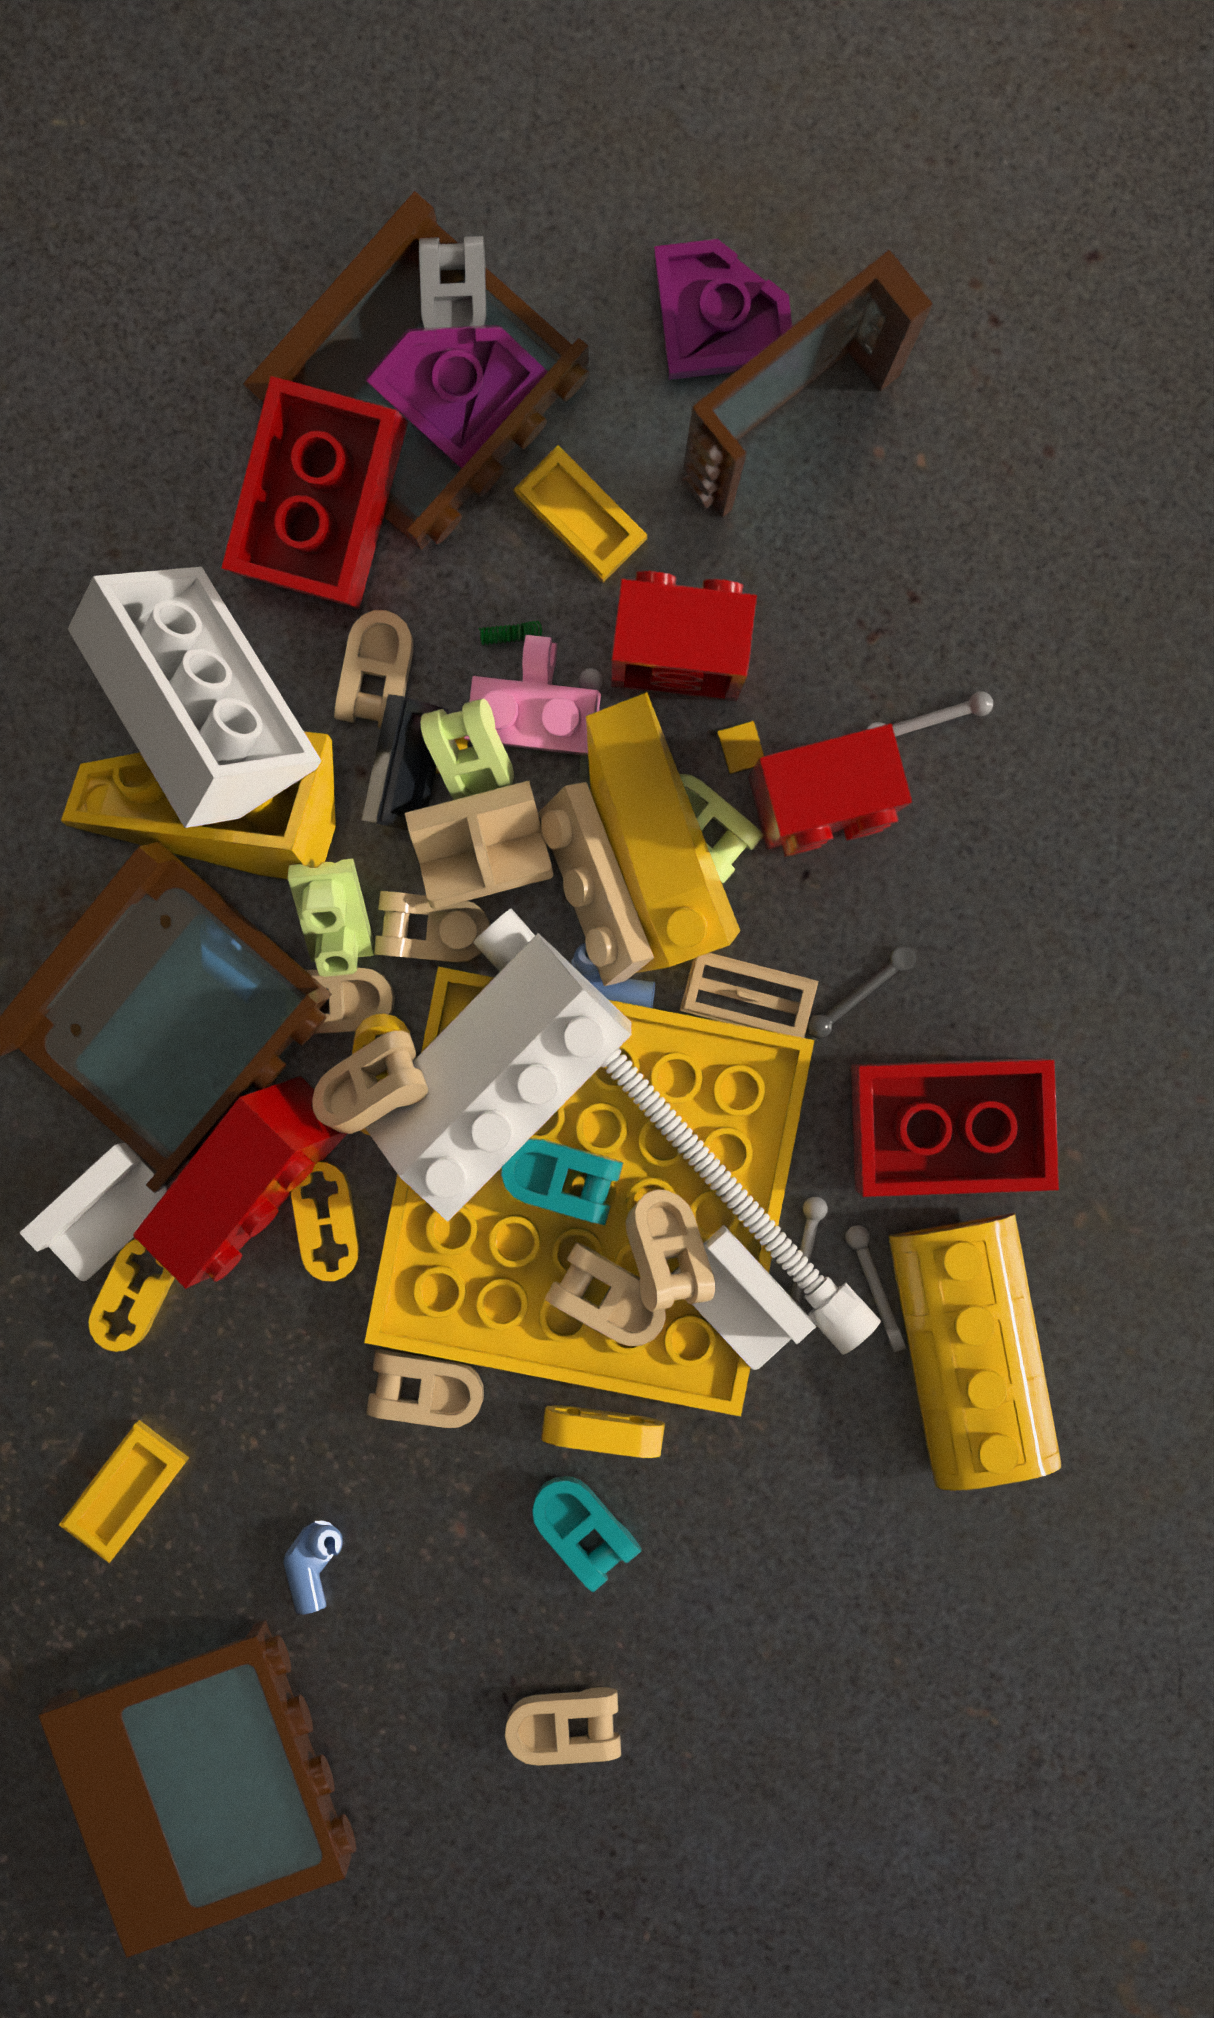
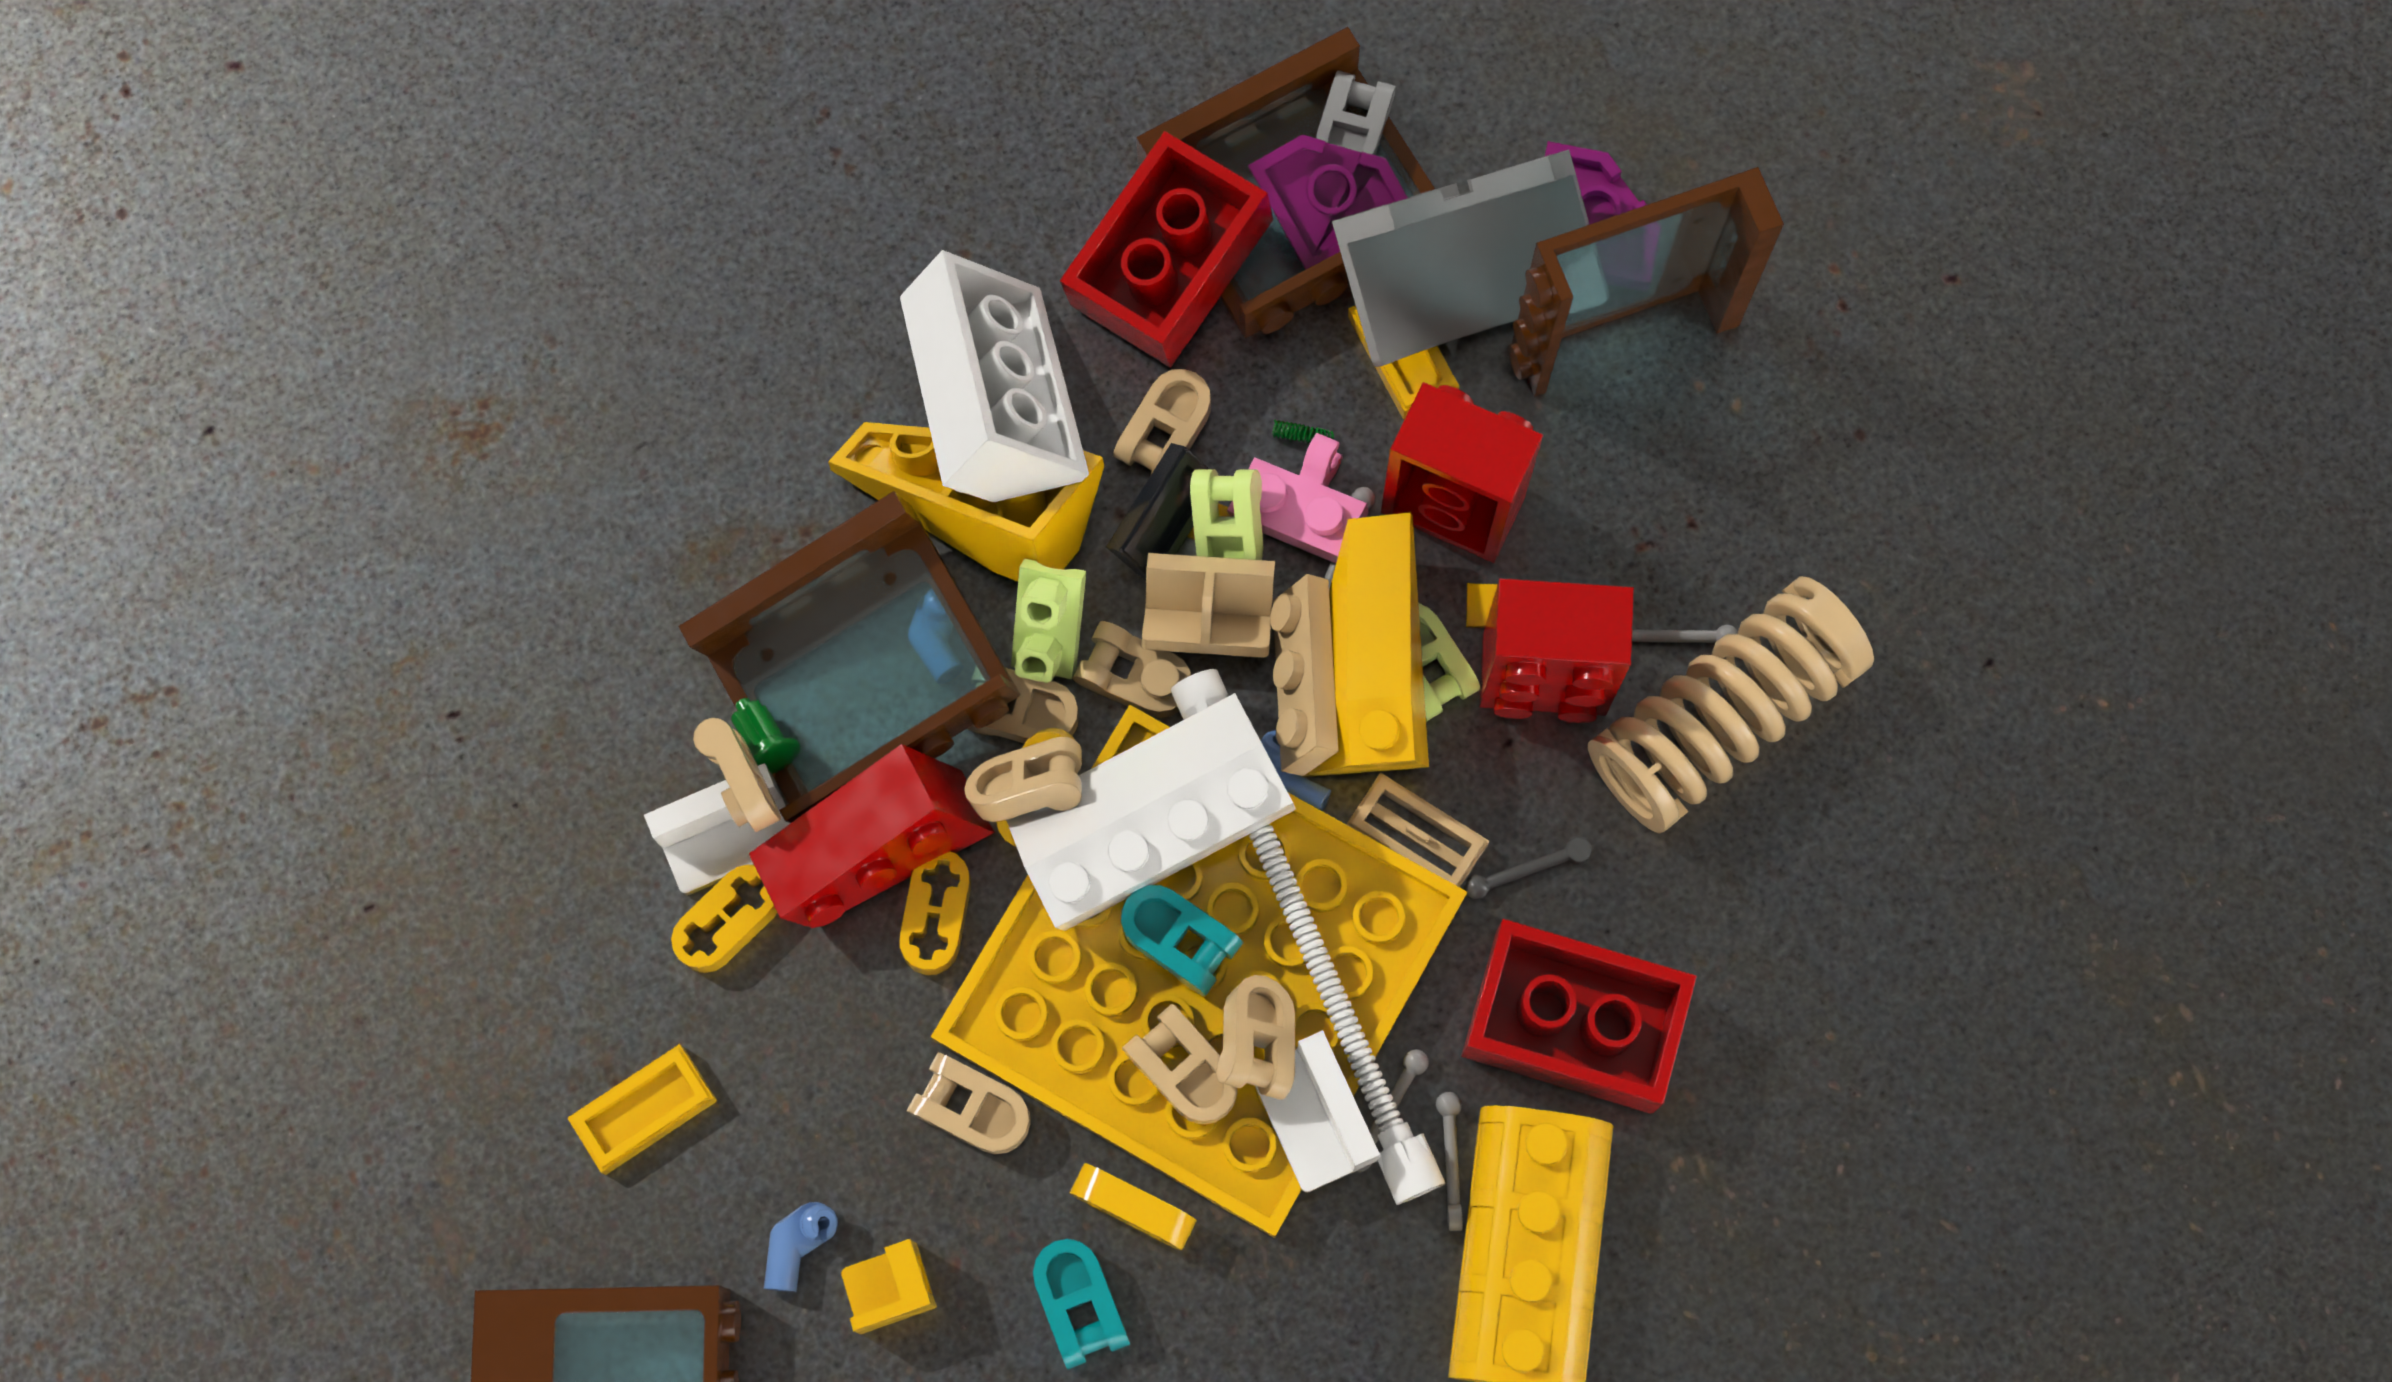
camera: 20 degrees right, 15 degrees down
(101, 1114) = (764, 736): none -> green piece
(110, 1185) = (748, 793): none -> tan plate
(408, 1576) = (888, 1287): none -> yellow panel
(609, 404) = (1454, 260): none -> light grey panel
(1082, 676) = (1780, 684): none -> tan piece

